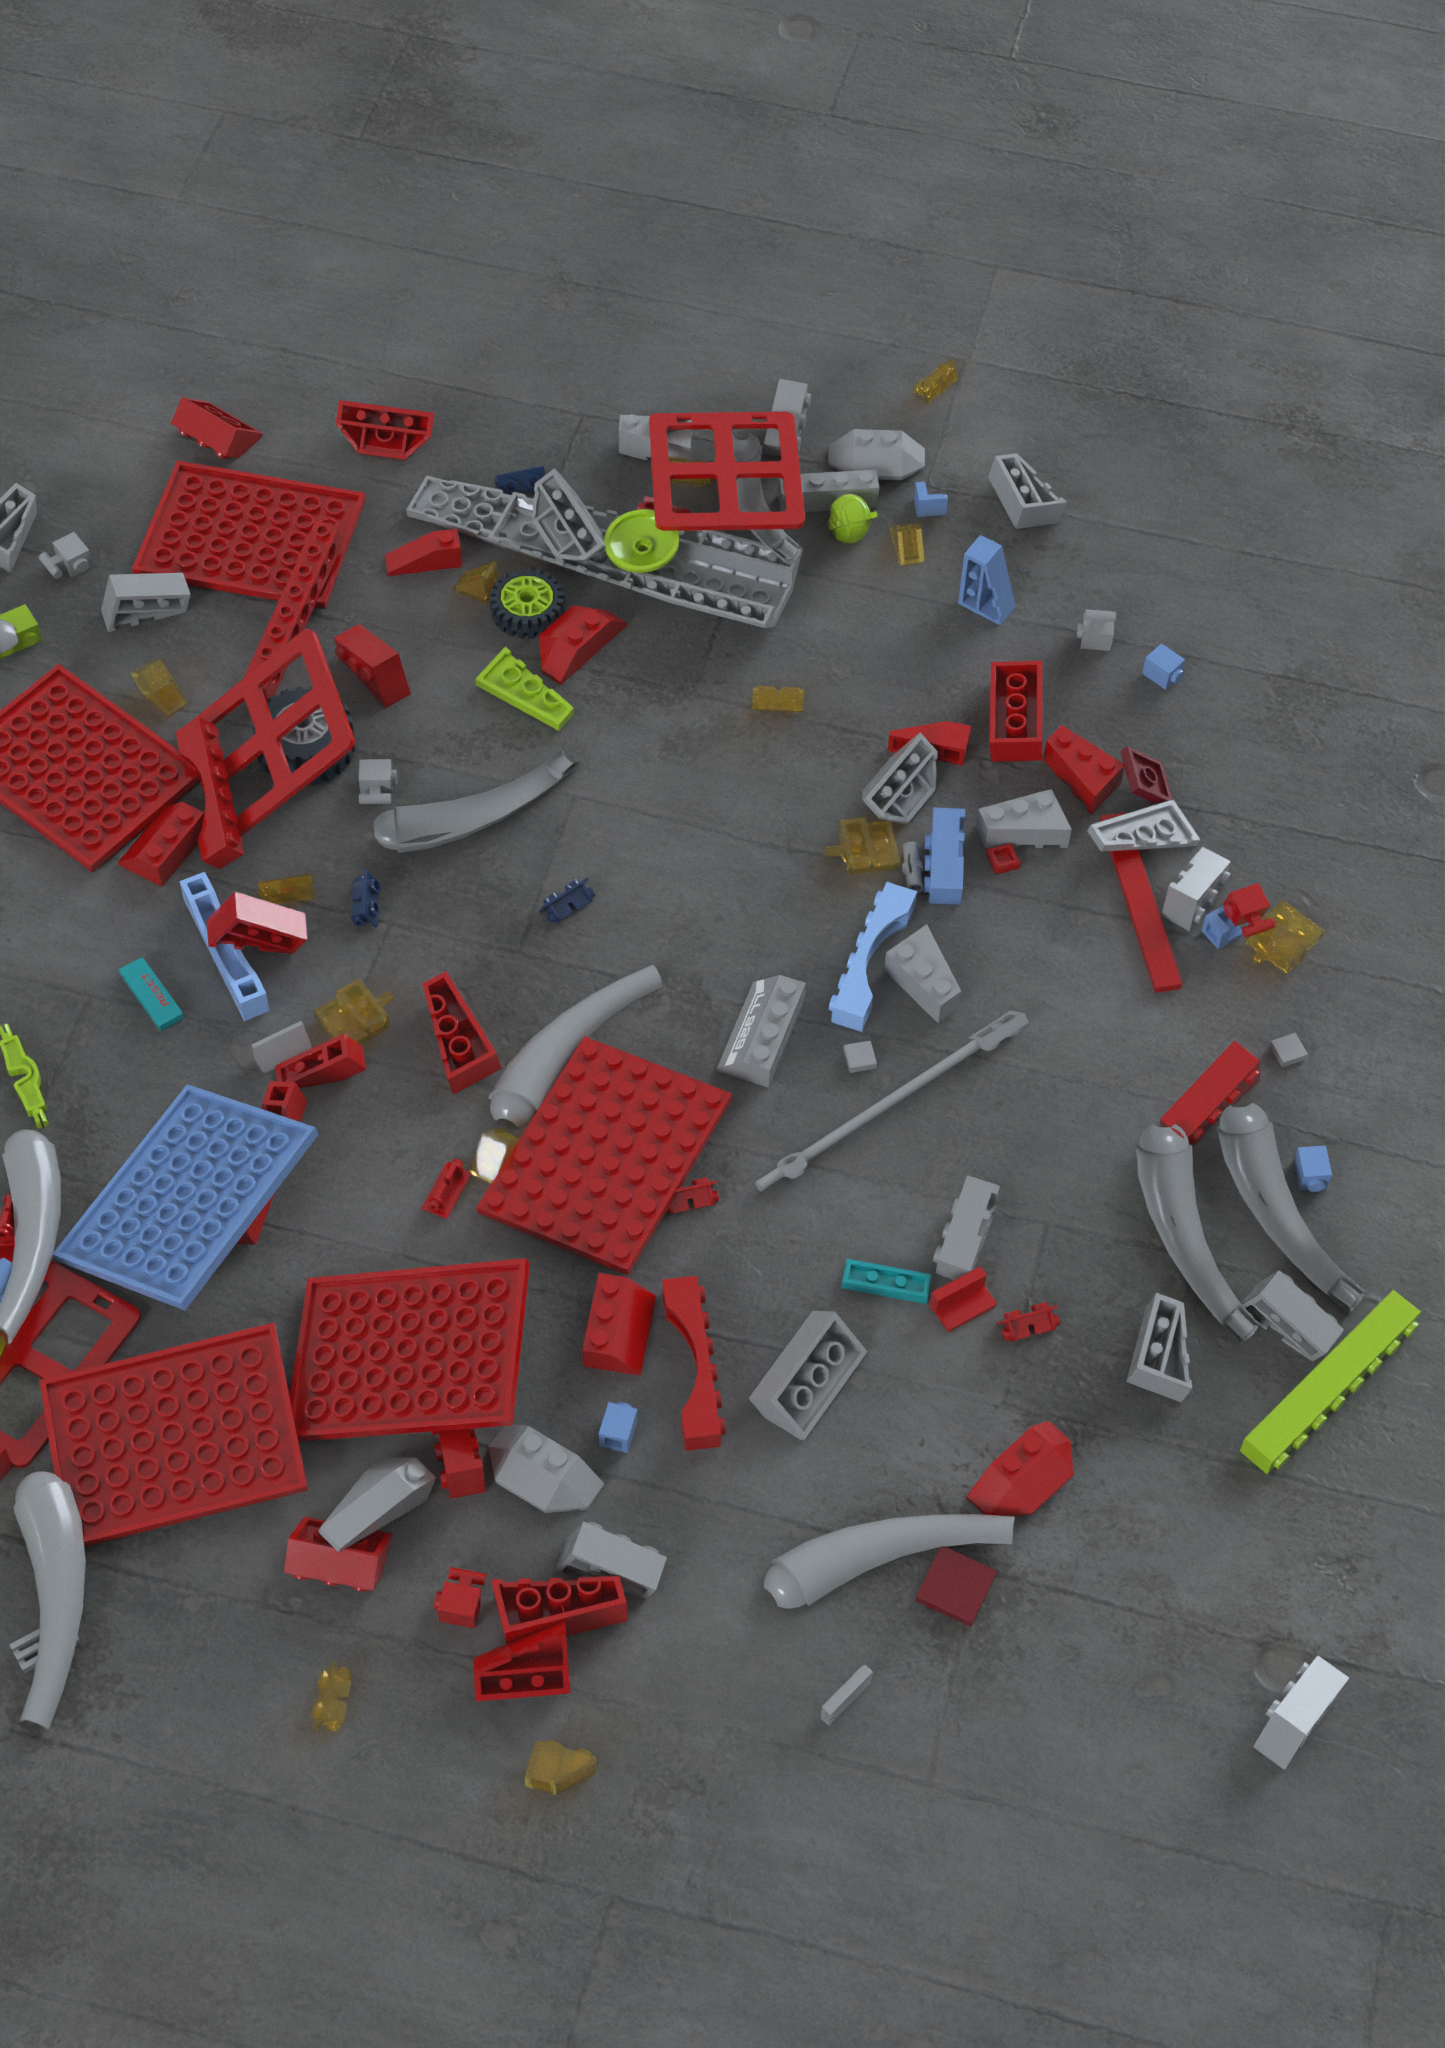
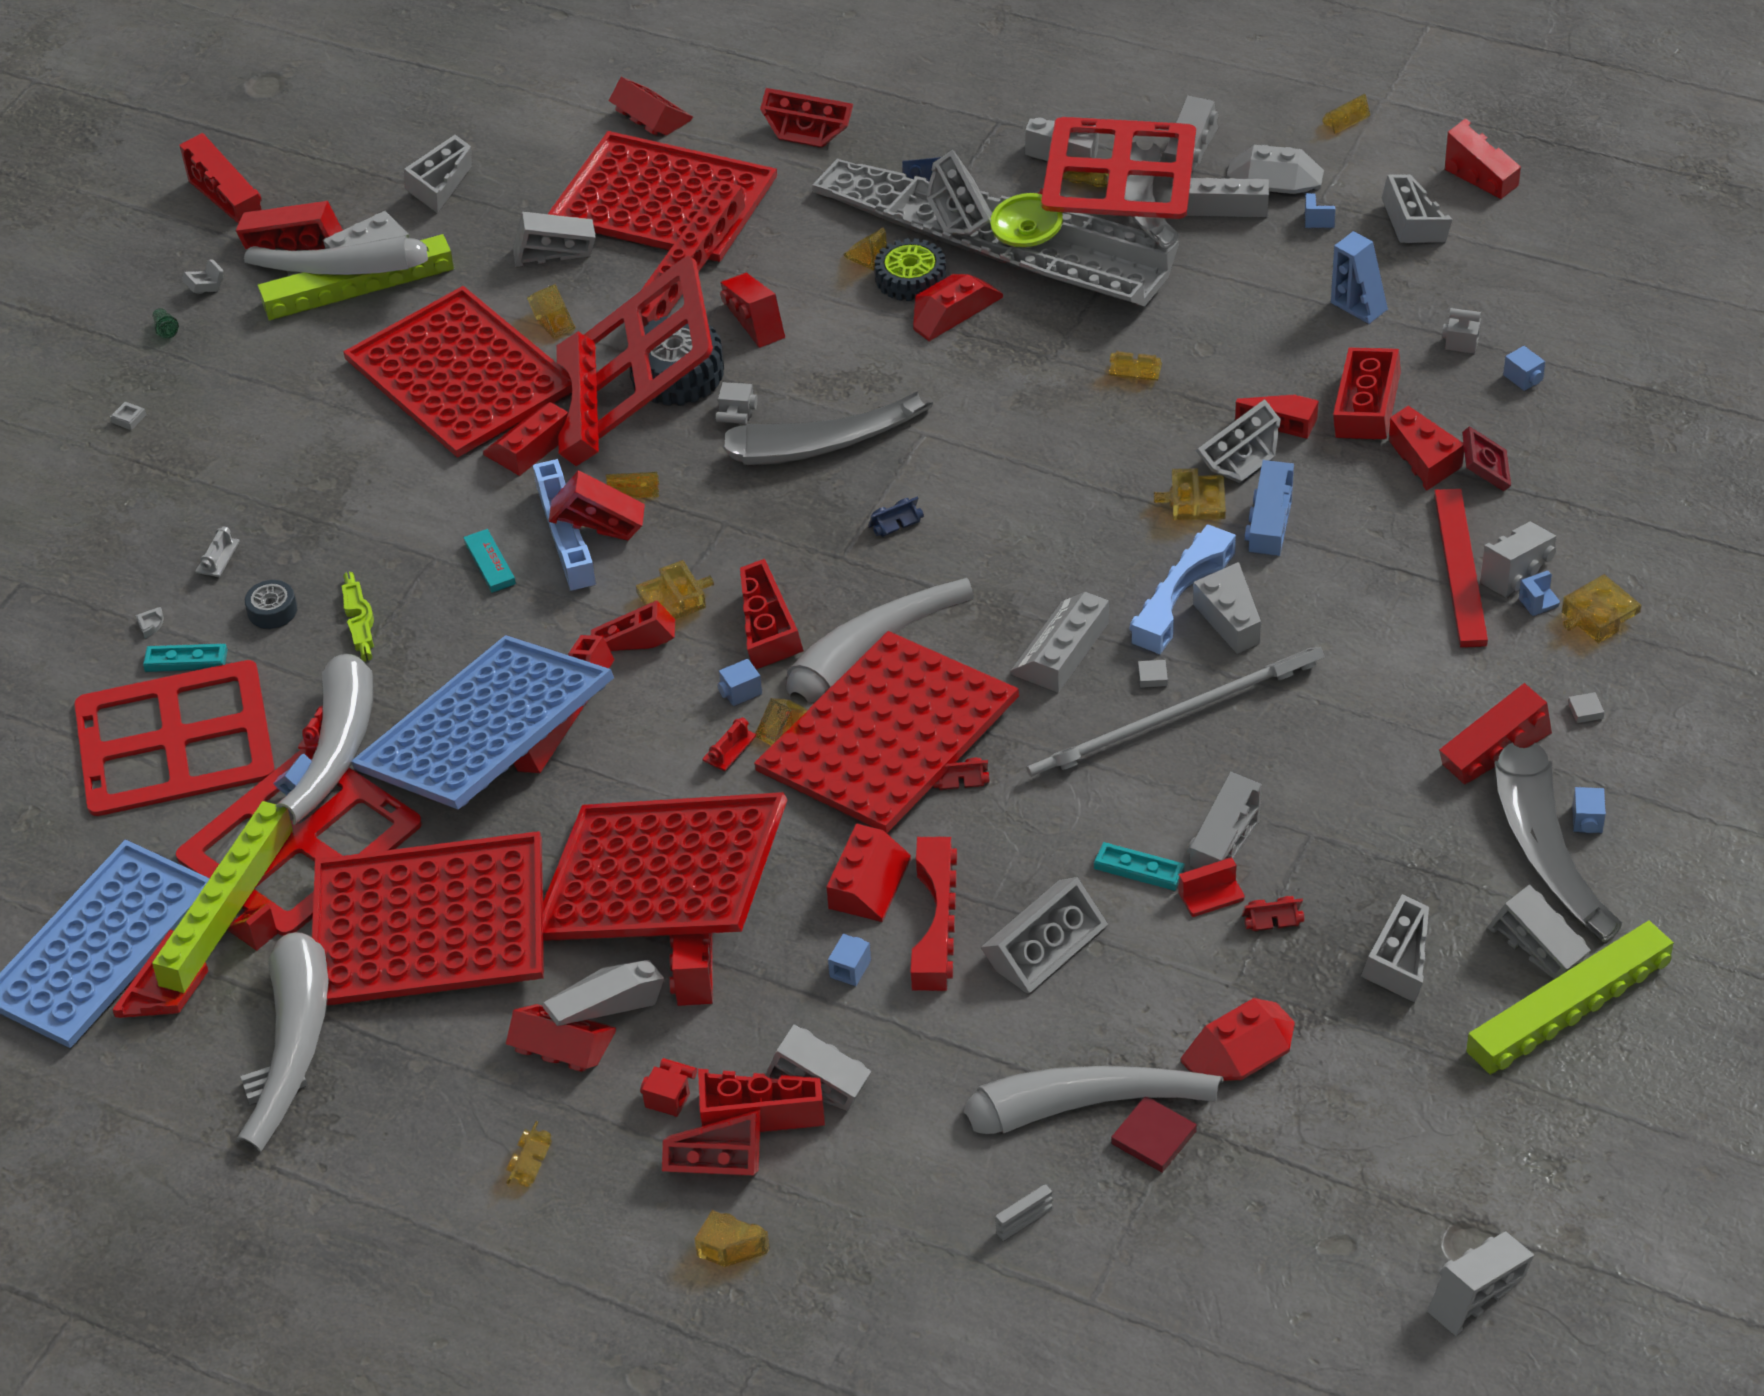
camera: 15 degrees right, 10 degrees down
(69, 554) = (493, 199): light grey brick -> none
(281, 1047) = (598, 611): light grey slope -> none
(365, 890) = (705, 500): dark blue hinge -> none
(428, 553) = (827, 221): red slope -> none
(444, 1114) = (739, 682): none -> medium blue brick
(519, 687) = (885, 336): lime wing -> none
(542, 1471) = (771, 989): light grey wedge -> none
(850, 518) = (1236, 221): lime helmet -> none
(908, 542) = (1290, 246): clear yellow slope -> none
(912, 866) = (1238, 517): light grey pin -> none
(1003, 858) = (1330, 519): red tile -> none
(1024, 821) = (1355, 486): light grey wedge -> none
(1080, 431) = (1478, 162): none -> red wedge
(1145, 829) = (1478, 502): light grey wing -> none
(1169, 1191) = (1436, 815): light grey animal -> none
(1248, 906) = (1564, 576): red brick -> none

